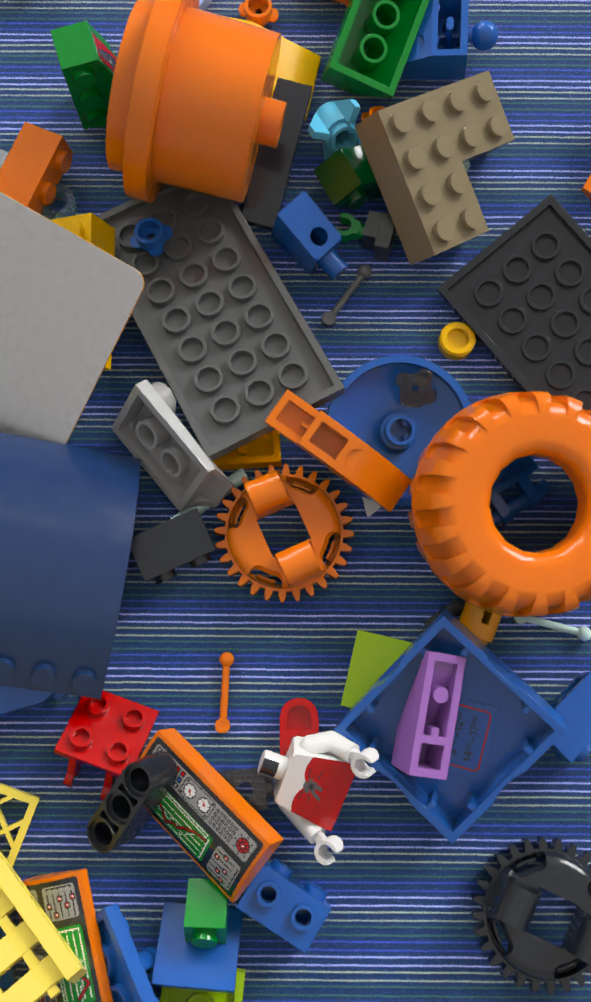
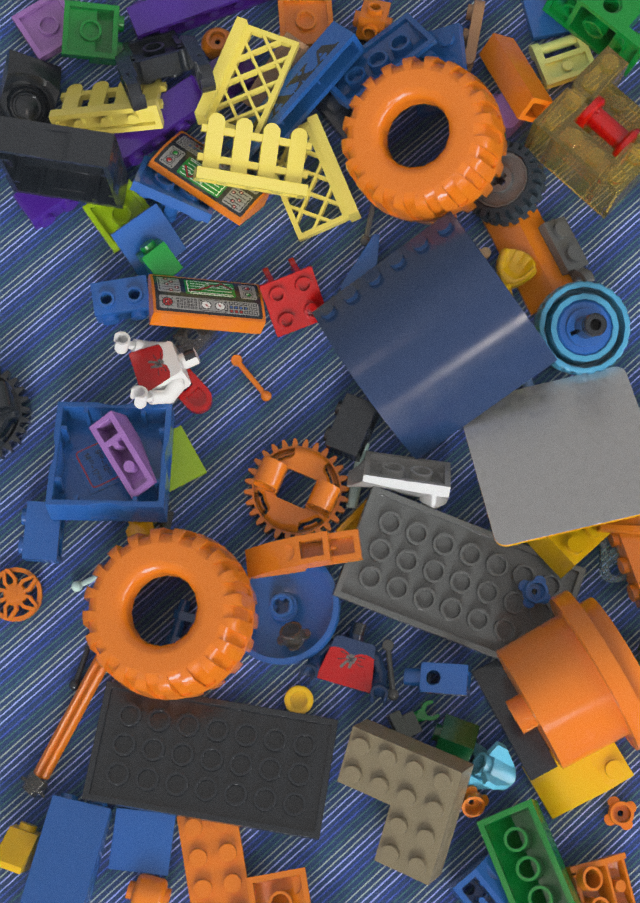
camera: 135 degrees right, 0 degrees up
(131, 801) = (246, 277): black beam -> none
(380, 322) = (350, 664): none -> torso

